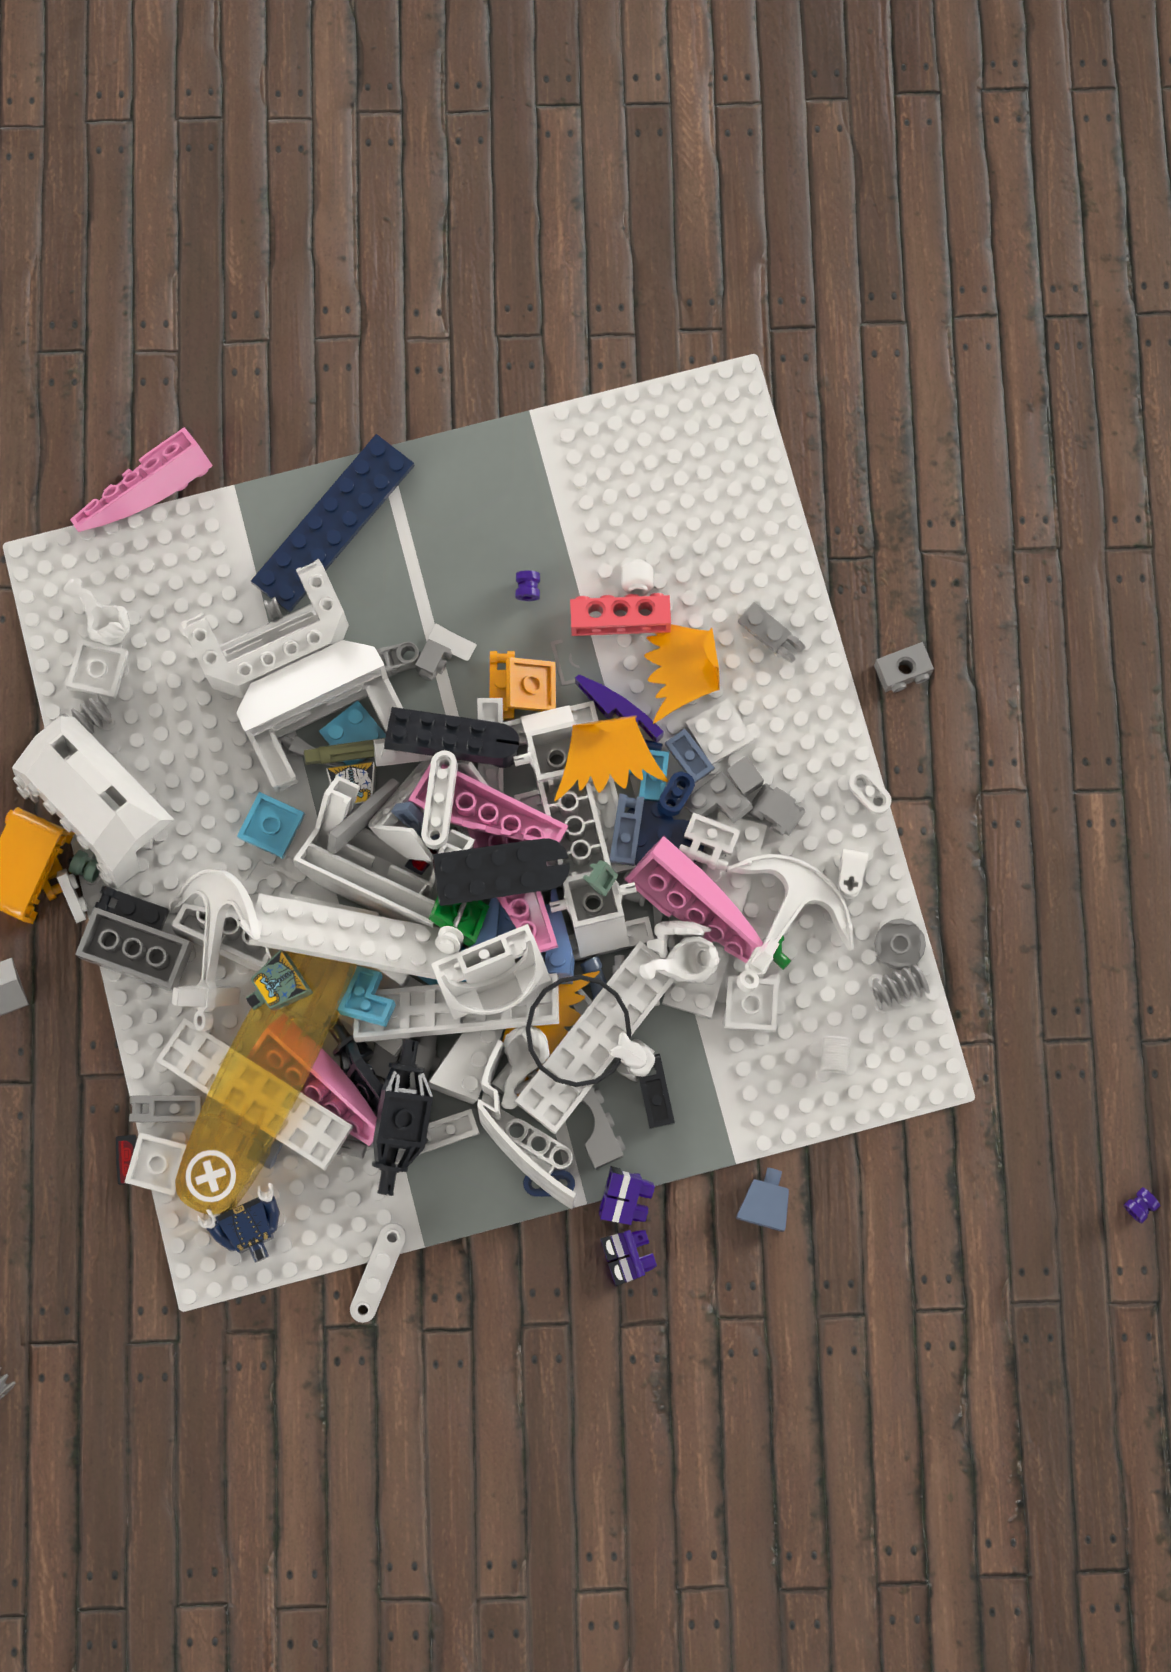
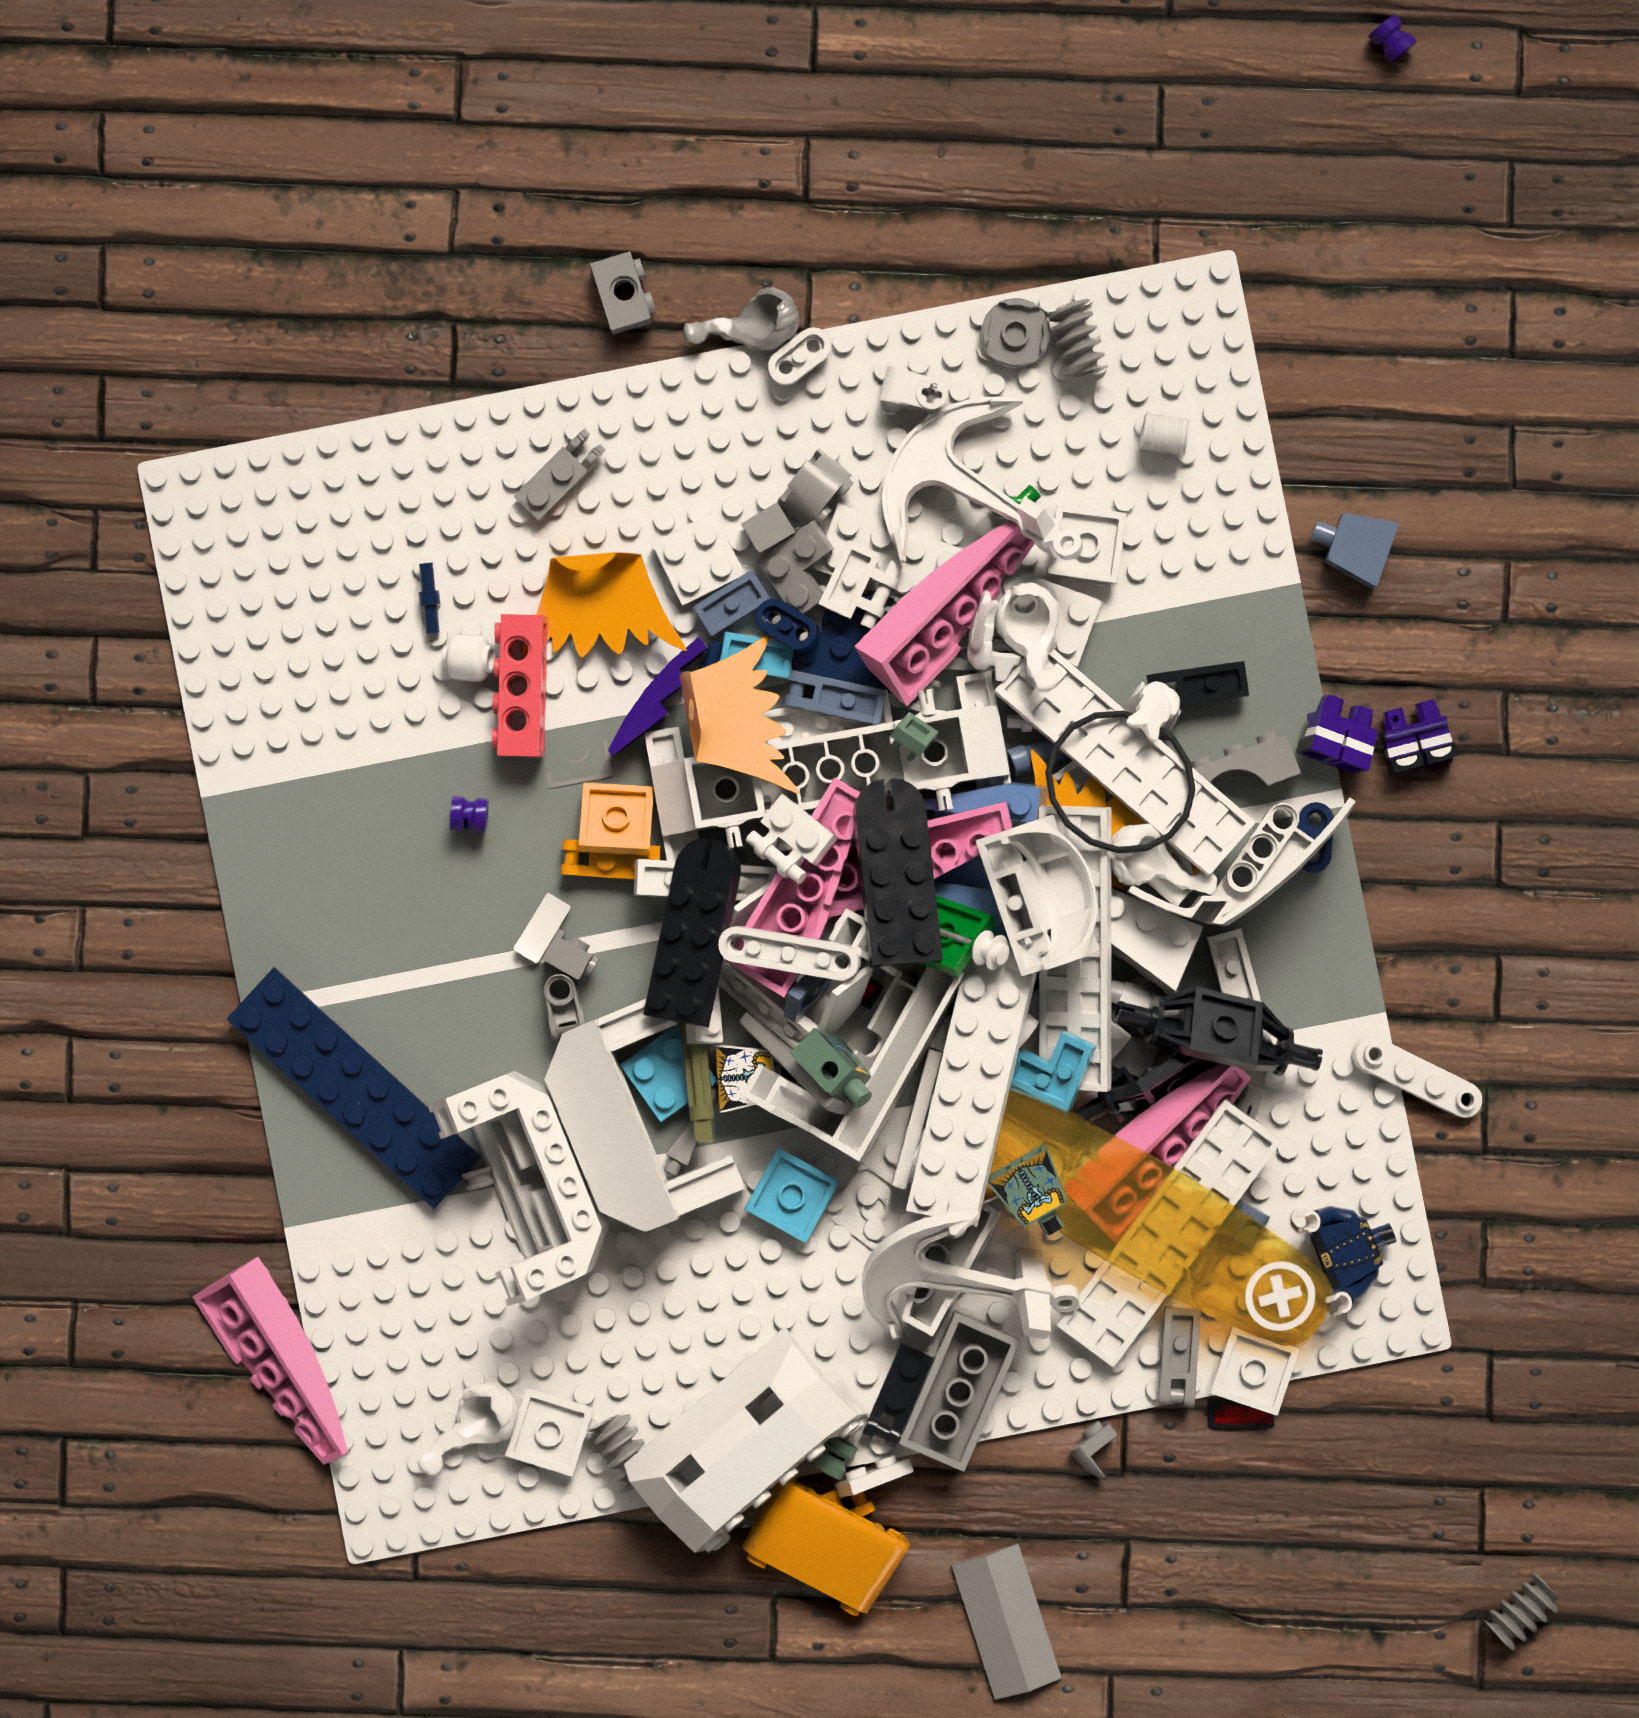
camera: 90 degrees left, 10 degrees up
(105, 1053) = (1095, 1438): none -> light grey plate
(361, 838) = (833, 1066): none -> sand green torso
(527, 803) = (799, 830): none -> white plate
(678, 550) = (429, 598): none -> dark blue bar
(890, 766) = (762, 324): none -> light grey hair

